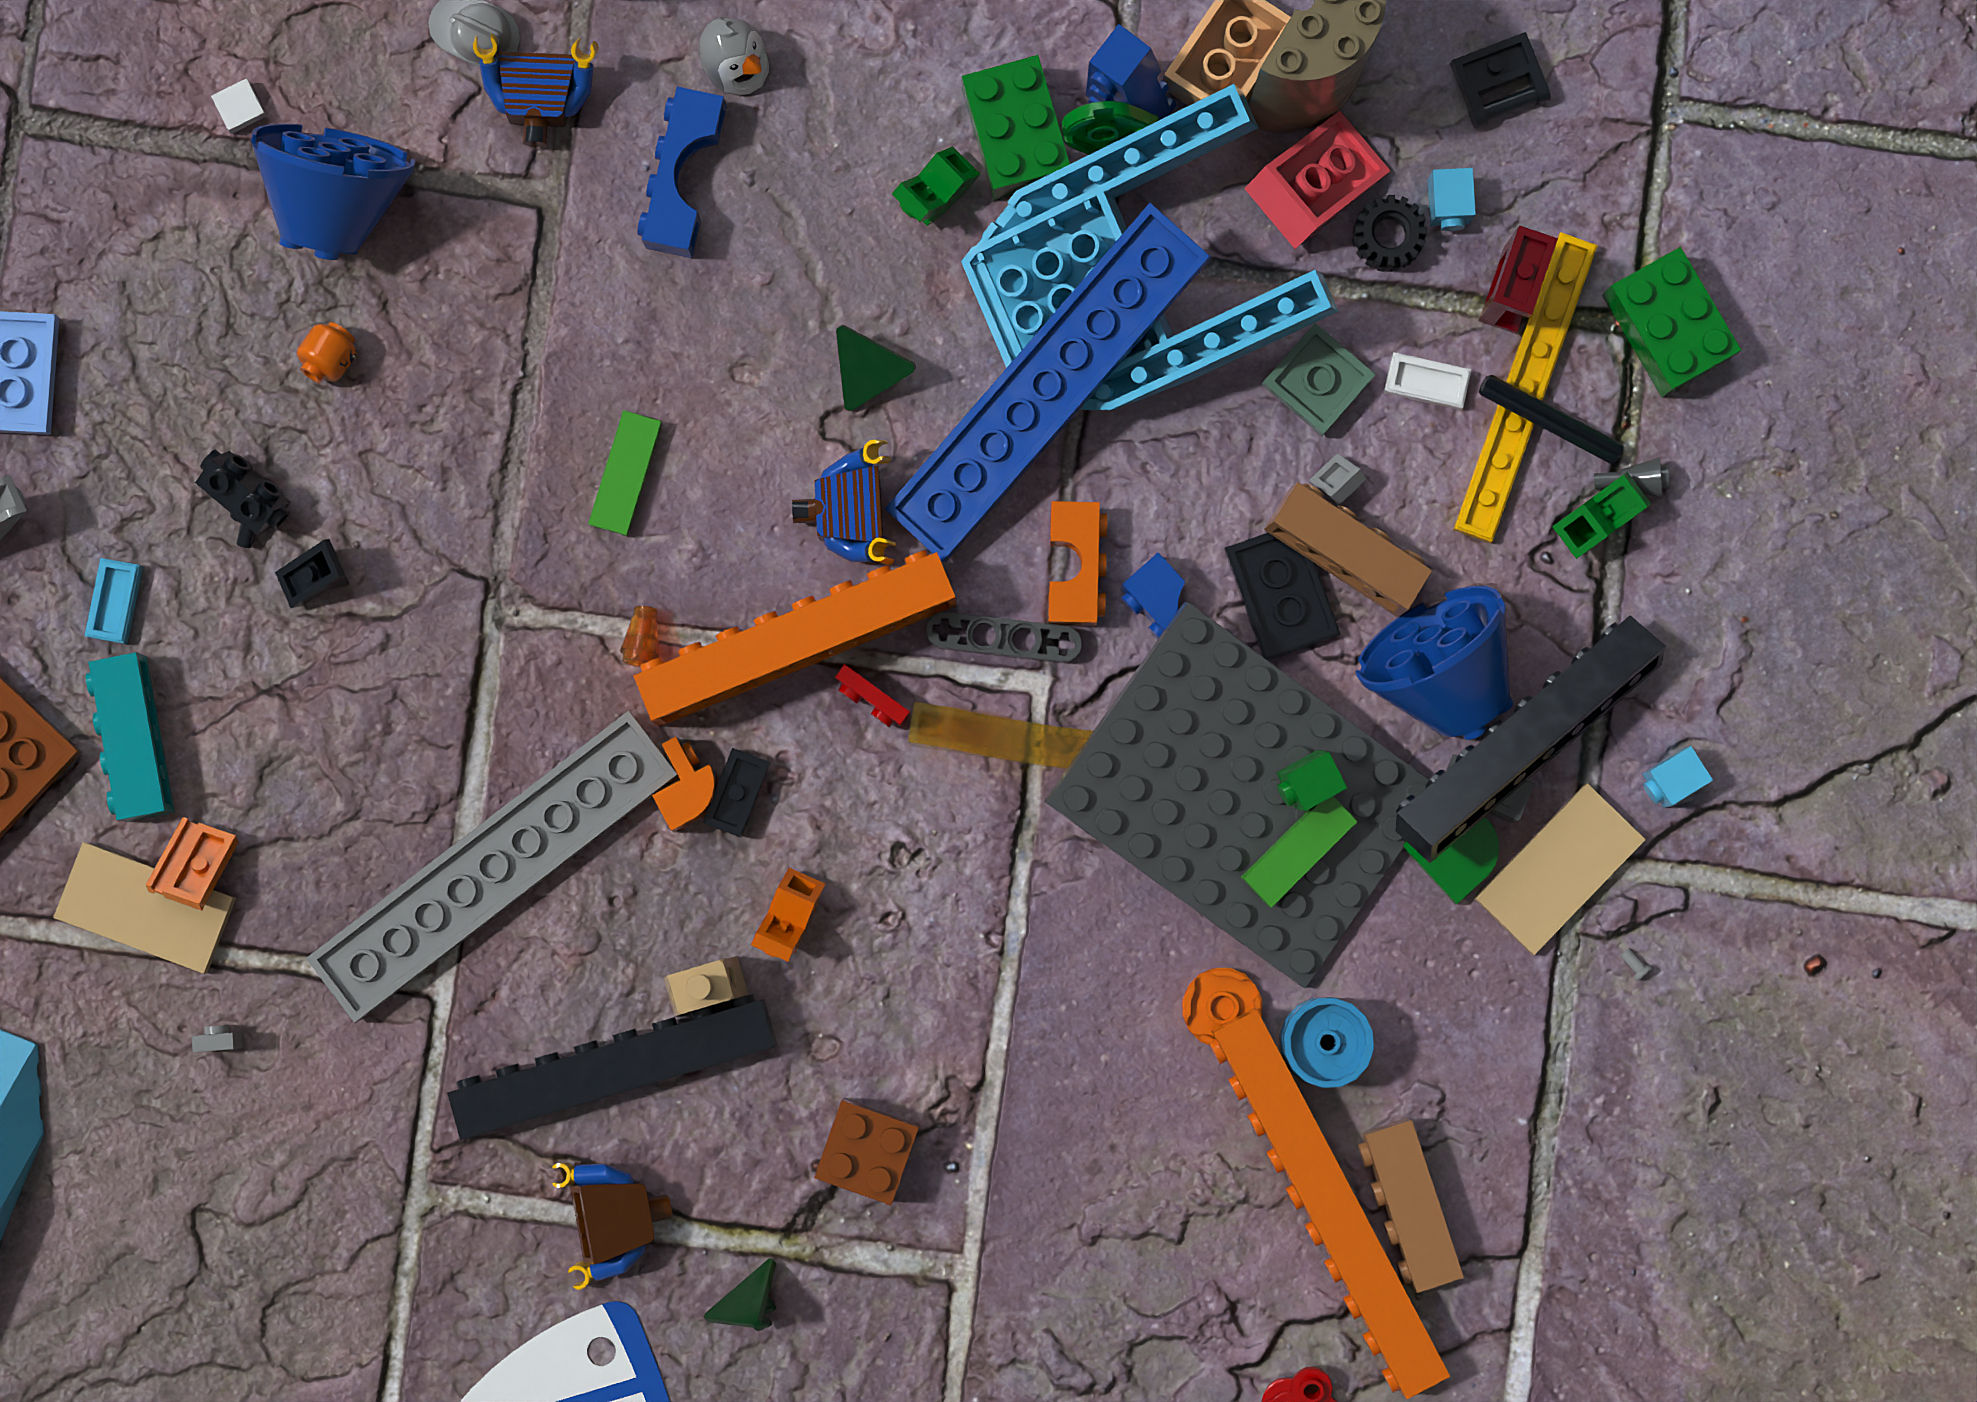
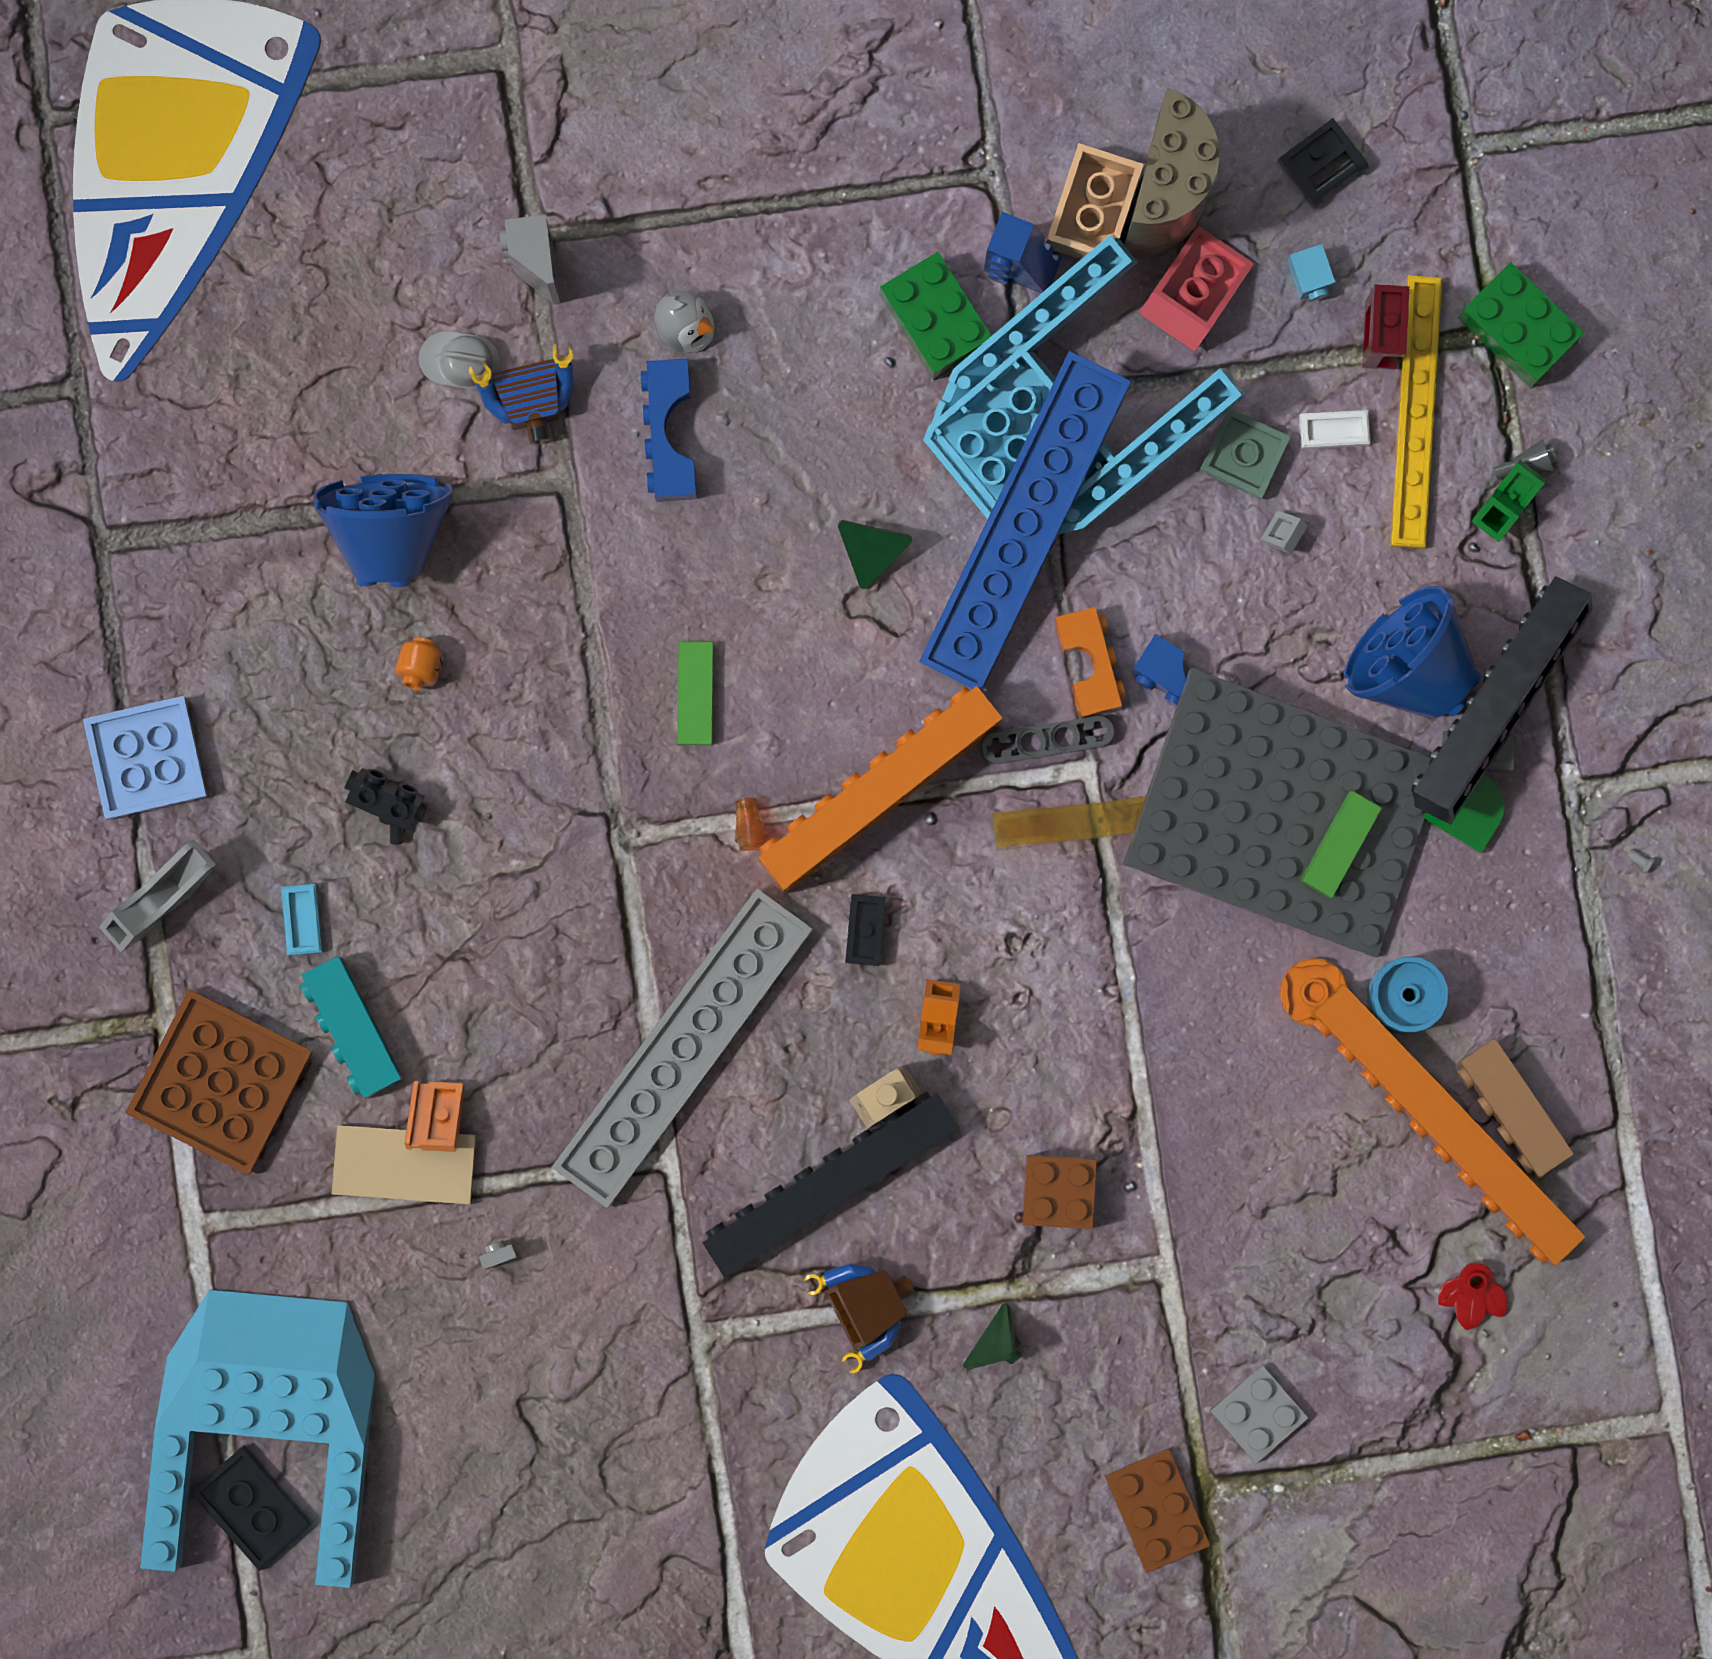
camera: 20 degrees left, 0 degrees up
(239, 106) = (282, 478): white tile -> none
(311, 574) = (462, 850): black slope -> none
(692, 794) = (830, 941): orange brick -> none
(849, 506) = (890, 668): torso -> none
(885, 708) = (939, 815): red plate -> none
(936, 186) = (884, 383): green brick -> none
(1102, 124) = (1011, 295): green tile -> none
(1281, 595) = (1264, 637): black tile -> none
(1310, 781) = (1334, 785): green brick -> none
(1348, 548) = (1309, 586): medium nougat brick -> none
(1396, 210) = (1268, 295): black tyre -> none
(1551, 419) = (1445, 432): black axle -> none
(1559, 869) = (1557, 800): tan tile -> none
(1676, 777) = (1630, 698): medium azure brick -> none

